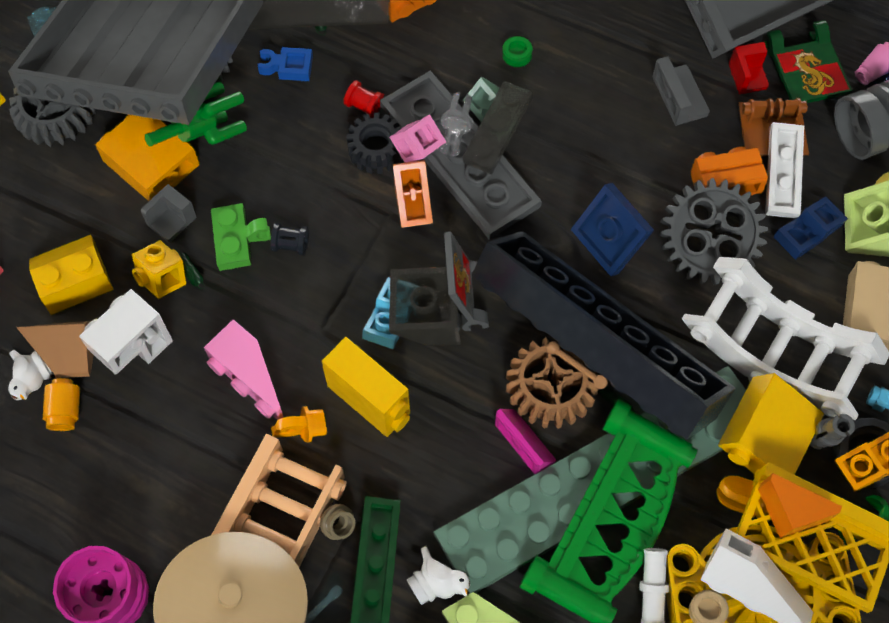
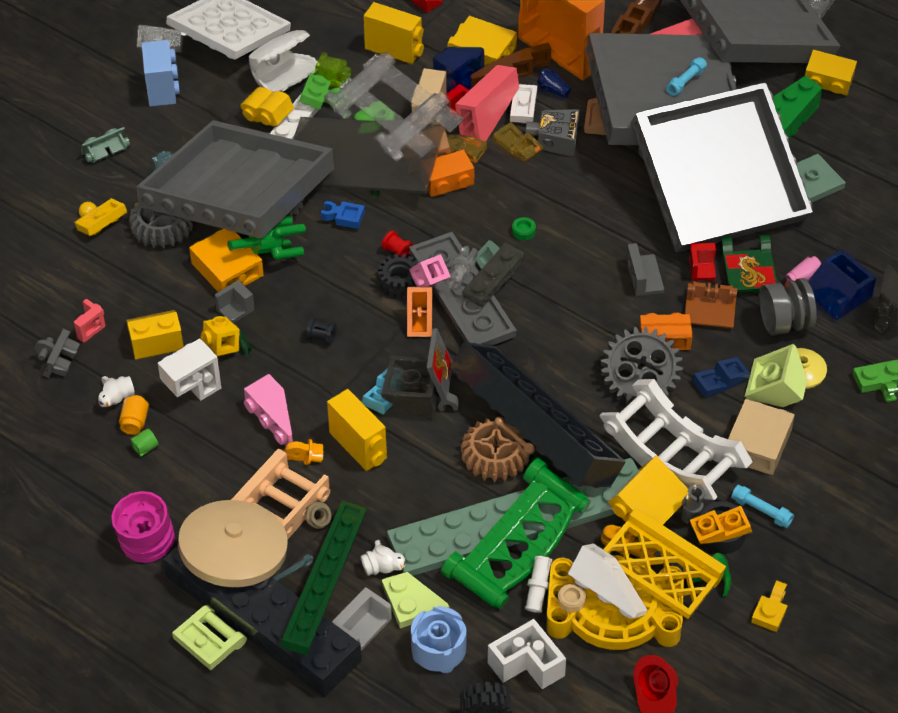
camera: 10 degrees right, 15 degrees down
(61, 347) = (141, 375): medium nougat slope -> none
(82, 445) = (144, 442): none -> bright green hose
(234, 235) = (280, 324): bright green plate -> none
(523, 440) = (464, 482): dark pink slope -> none
(612, 229) = (563, 354): dark blue tile -> none
(784, 170) = (709, 334): white plate -> none
(793, 506) = (648, 537): orange slope -> none

